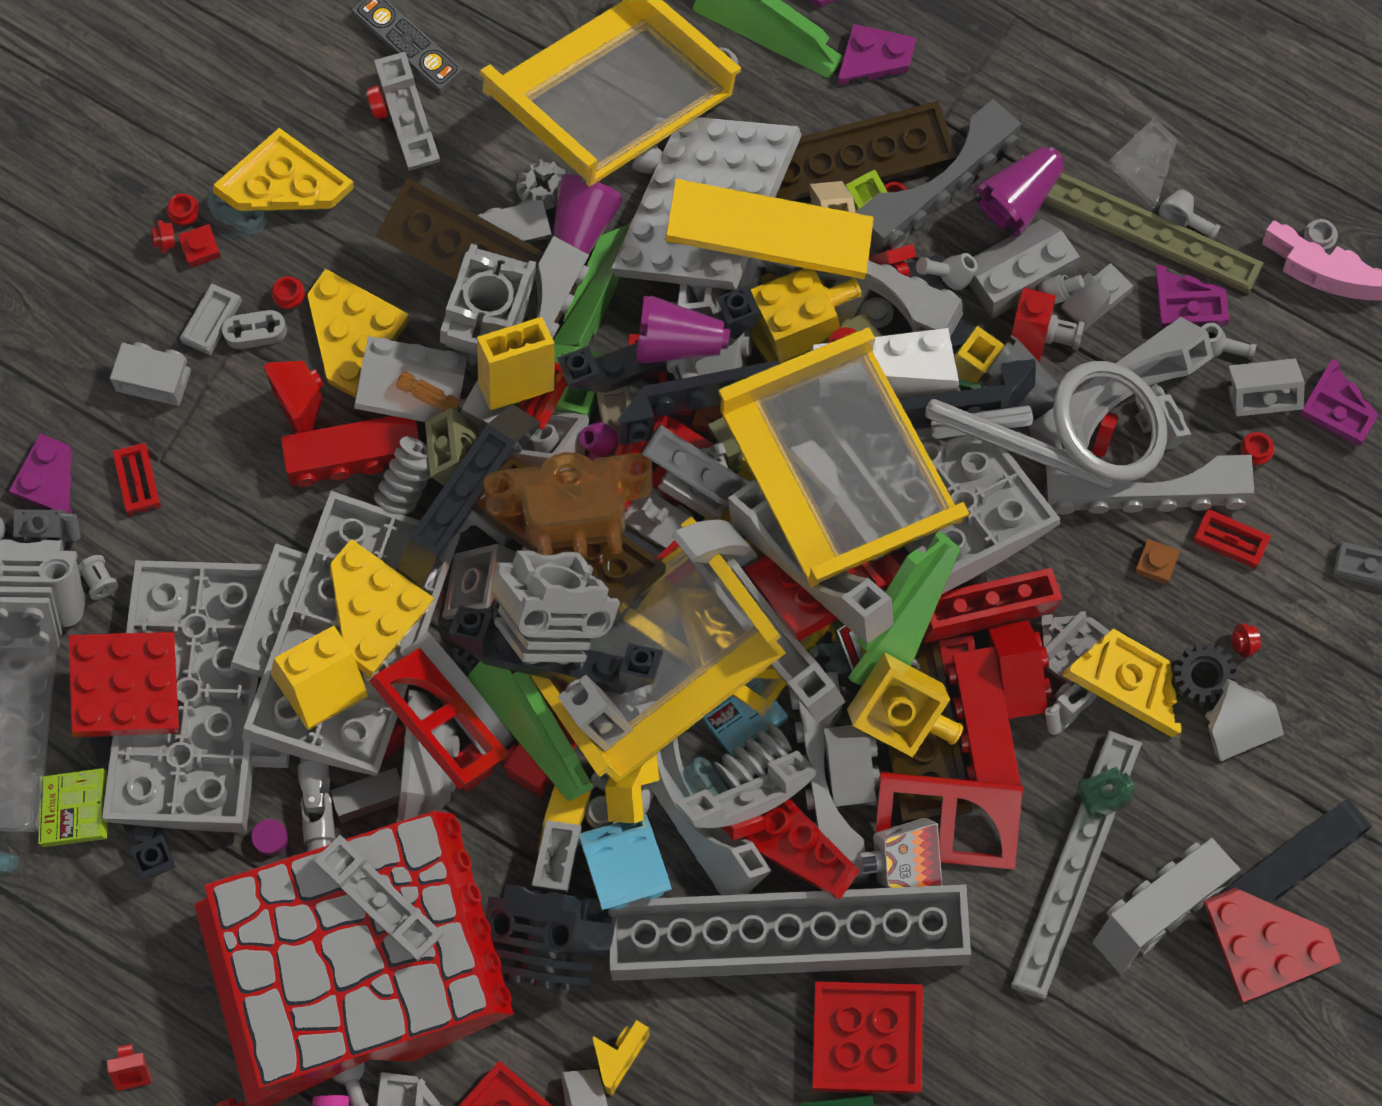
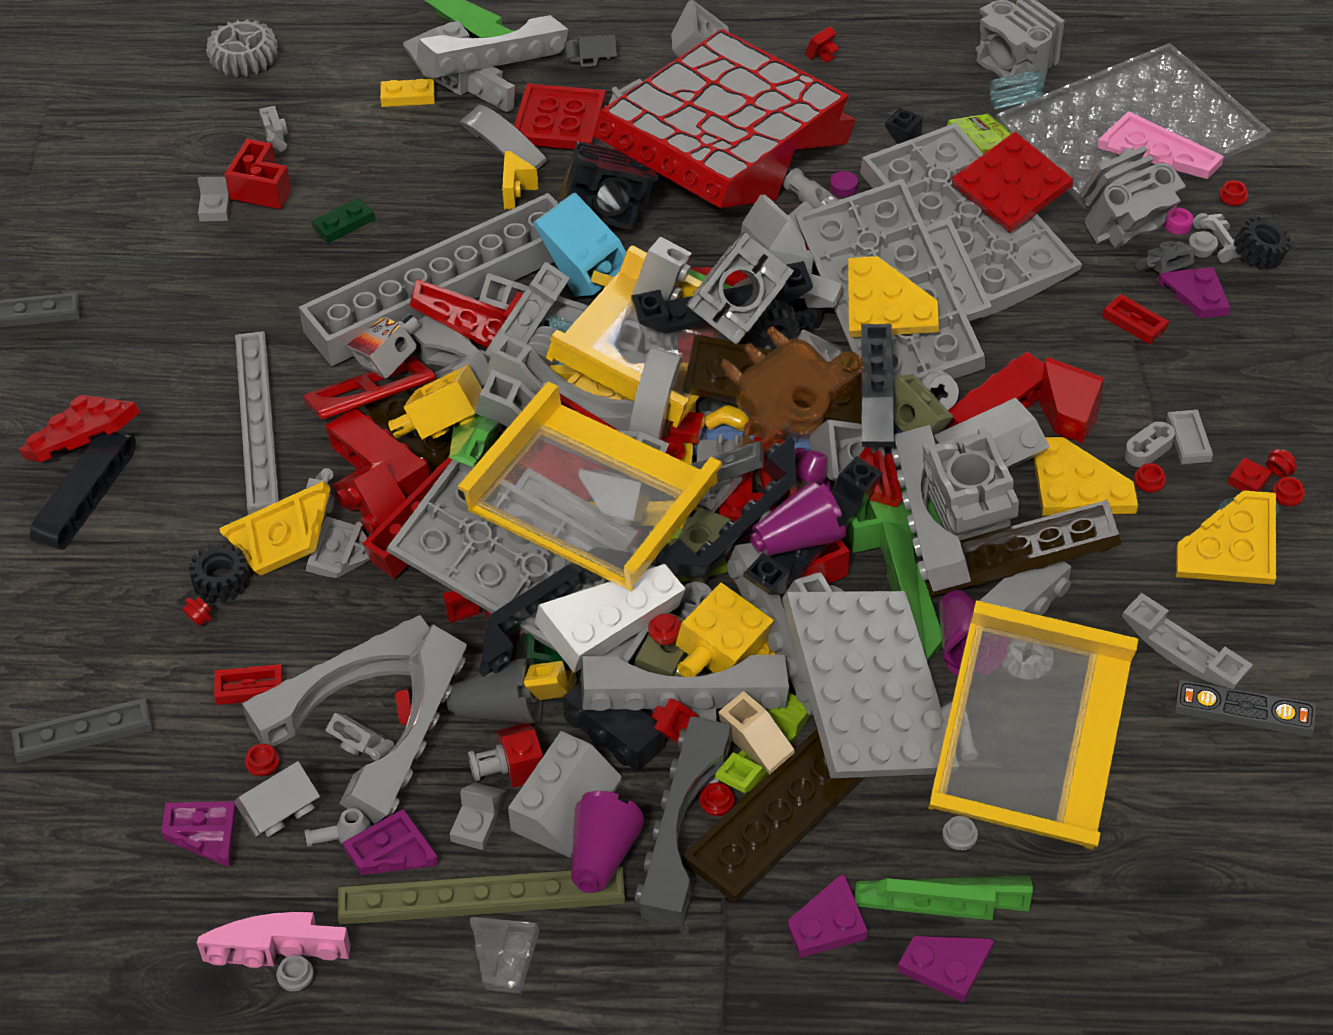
camera: 145 degrees right, 20 degrees down
(97, 577) = (1099, 249): light grey bush -> none
(150, 373) = (1191, 374): light grey brick -> none
(319, 677) = (881, 227): yellow slope -> none
(377, 102) = (1218, 637): red tile -> none
(378, 898) = (720, 123): light grey slope -> none
(421, 671) = (817, 256): red window -> none
(426, 392) = (966, 426): clear orange axle -> none
(515, 363) = (903, 437): yellow brick -> none
(556, 856) = (633, 231): light grey slope -> none
(769, 229) = (787, 648): yellow tile -> none
(868, 1038) = (345, 255): red plate -> none
(955, 271) = (618, 735): light grey bar -> none
(1007, 417) = (478, 619): light grey axle -> none
(1010, 441) = (459, 603): light grey axle -> none
(1061, 286) = (509, 783): light grey cylinder -> none
(1075, 446) = (431, 700): light grey wedge -> none
(1099, 803) = (256, 451): clear green brick -> none
(1157, 562) = (304, 638): dark orange plate -> none
(1164, 903) = (170, 411): light grey wedge -> none
(1180, 209) = (444, 922): light grey bar -> none
(1242, 720) = (171, 554): light grey slope -> none

